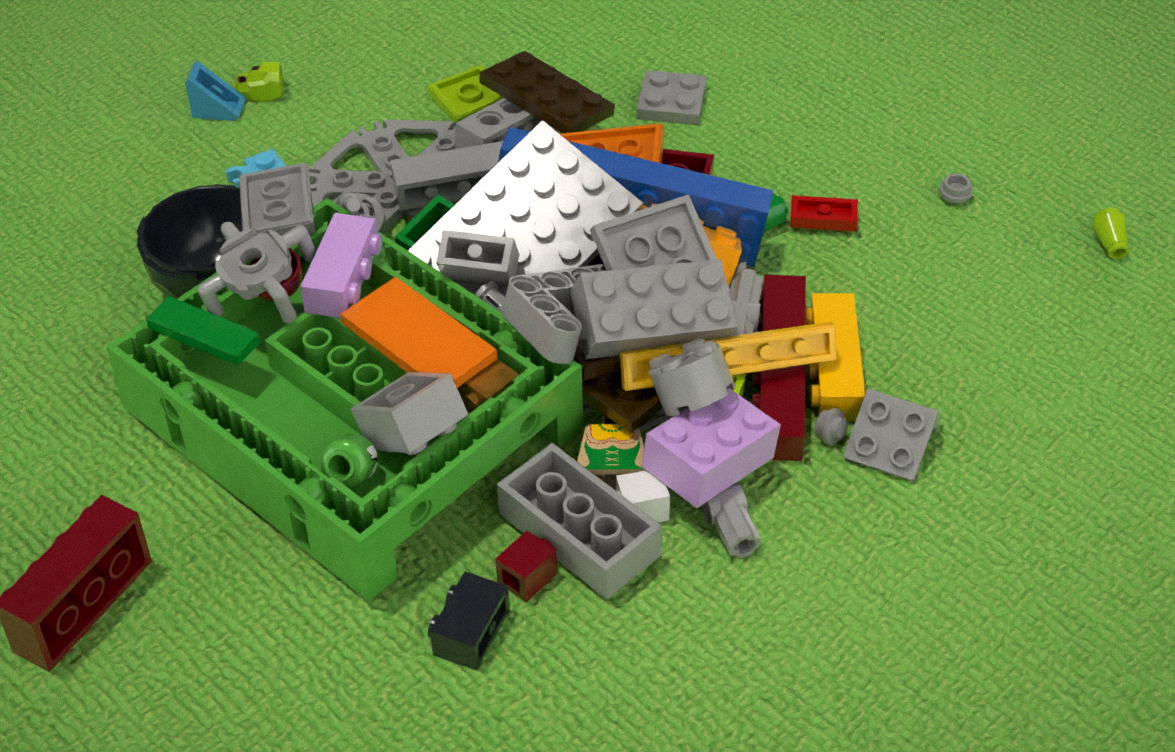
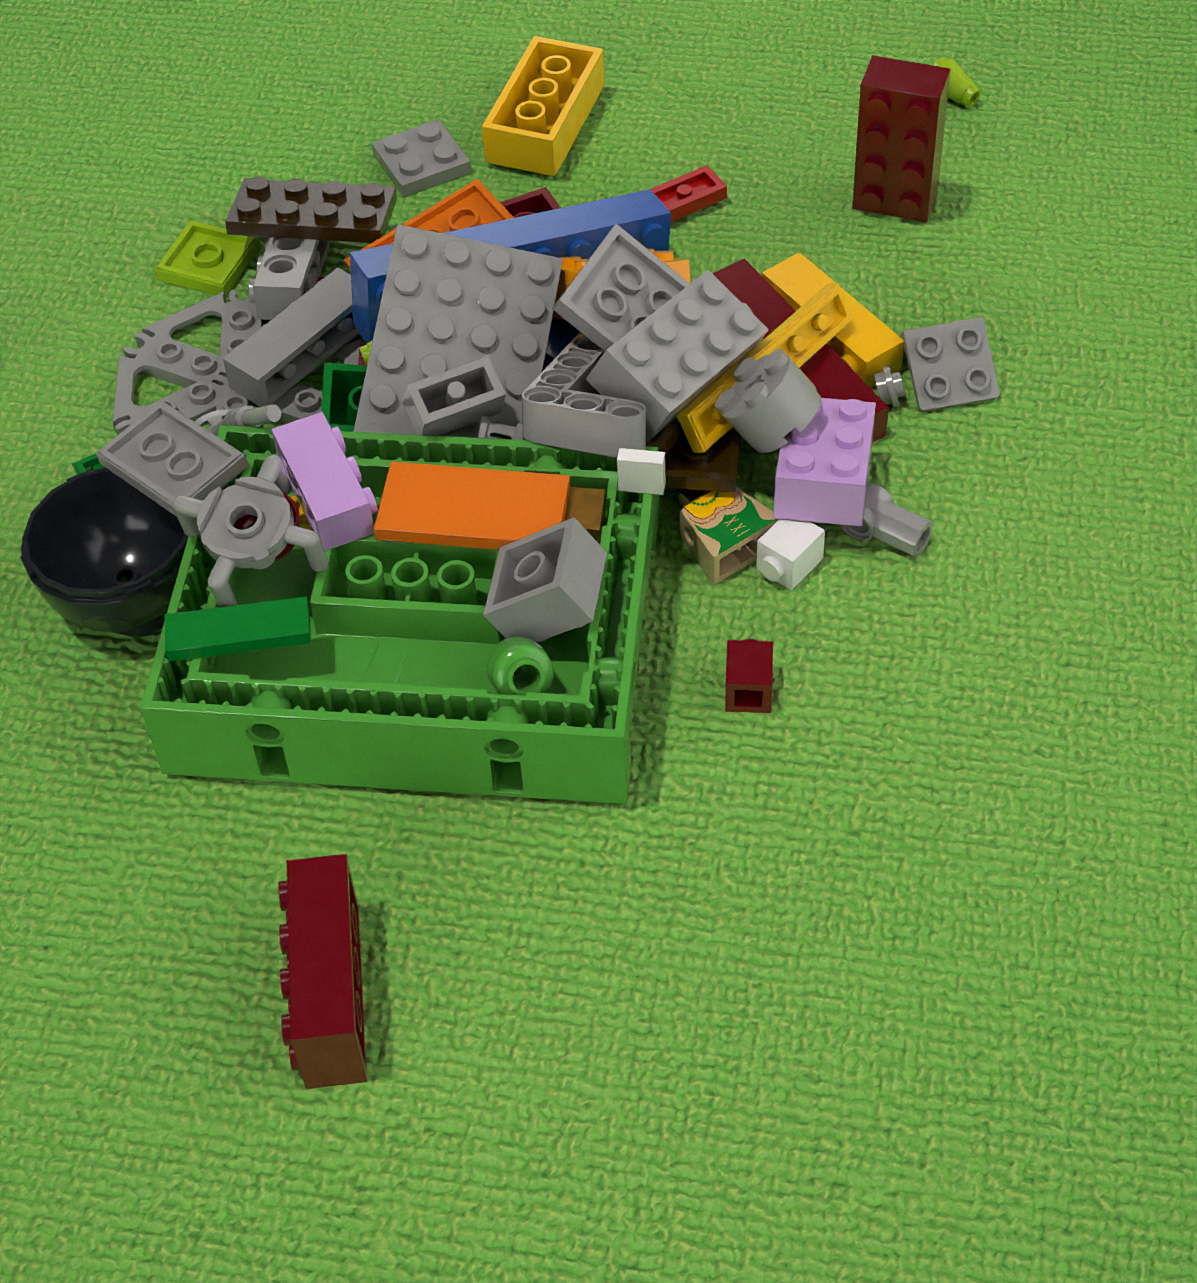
camera: 35 degrees left, 5 degrees up
(259, 162) = (53, 448): medium azure plate -> none
(469, 620) = (747, 758): black brick -> none
(542, 372) = (641, 471): none -> white tile
(584, 519) = (760, 596): light grey brick -> none
(781, 100) = (543, 106): none -> yellow brick
(956, 188) = (779, 111): light grey plate -> none
(993, 245) = (900, 137): none -> dark red brick

